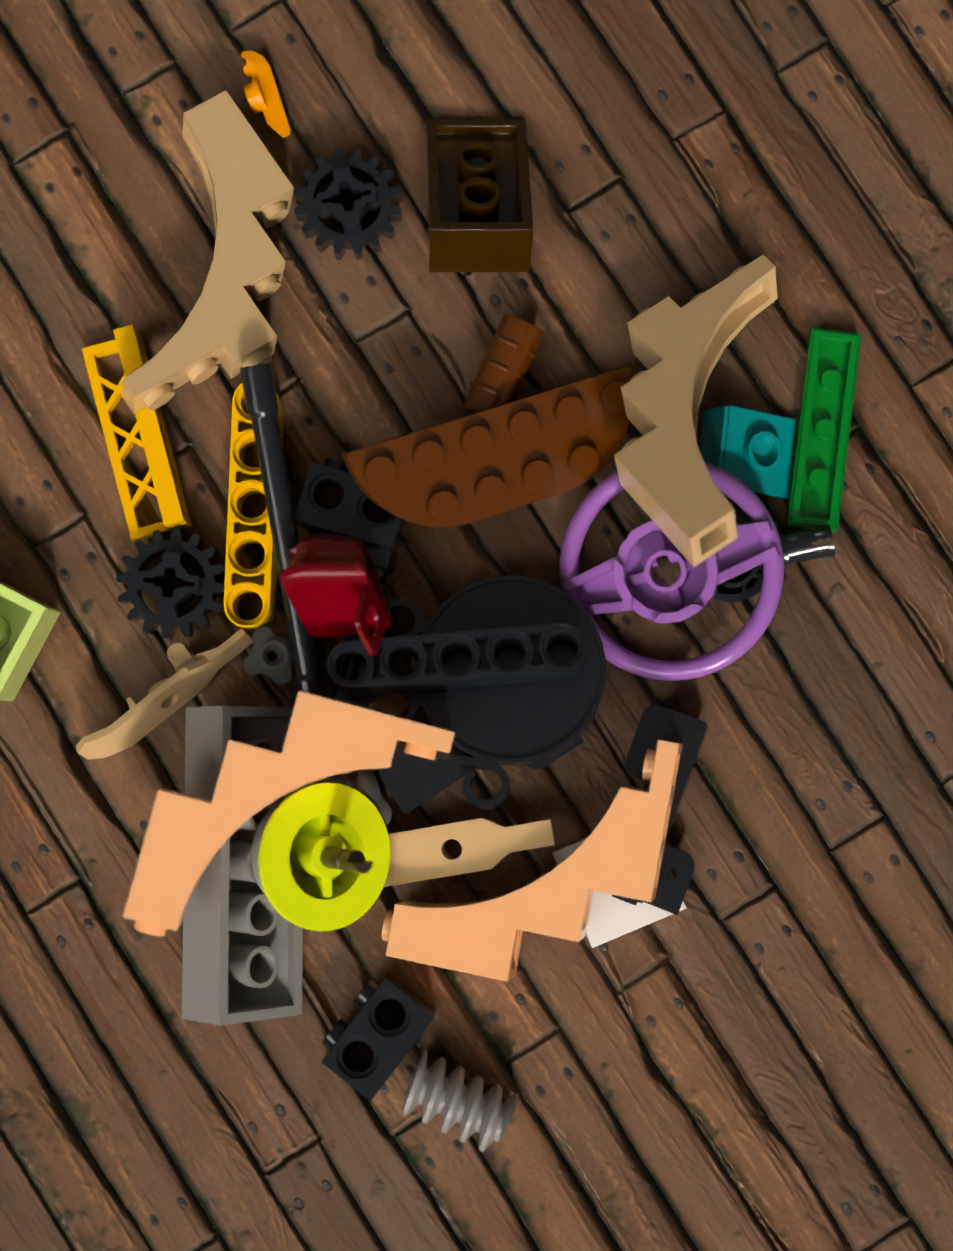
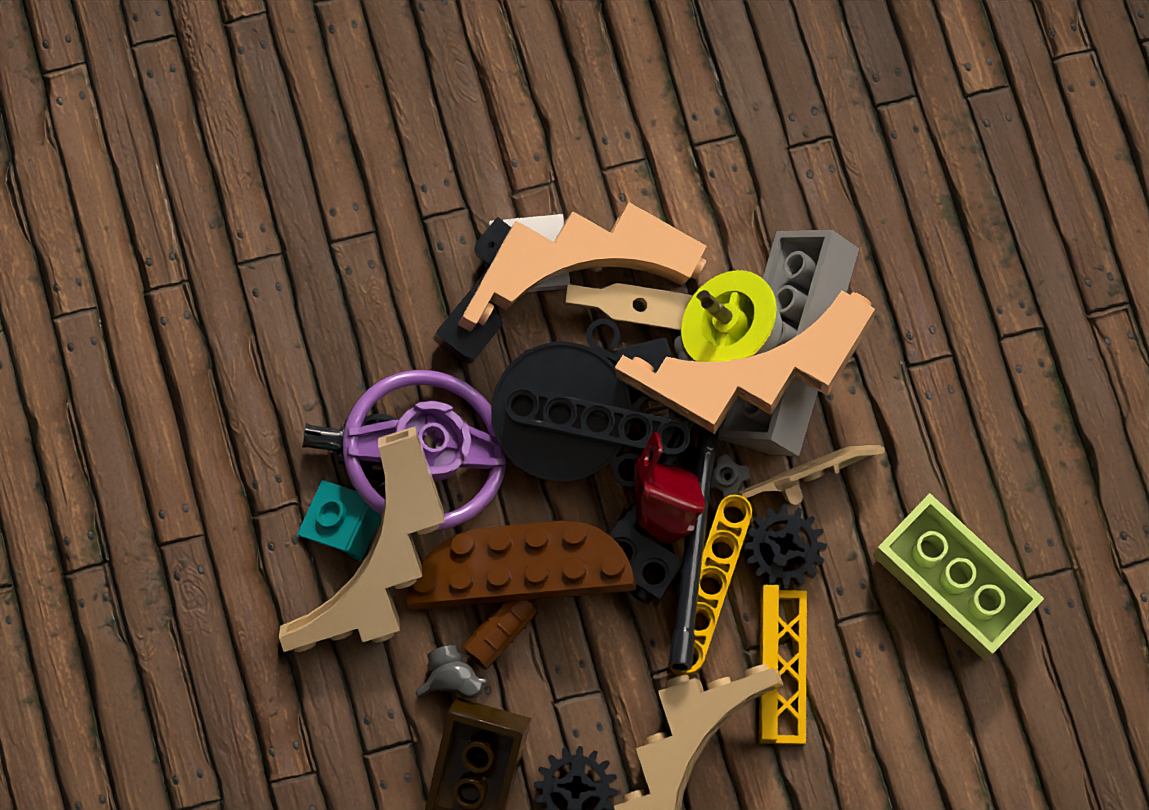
camera: 170 degrees left, 10 degrees down
(388, 1041) = (720, 193): black brick -> none
(459, 1102) = (684, 140): light grey piece -> none
(544, 296) = (451, 674): none -> dark grey animal
(823, 429) = (280, 520): green tile -> none

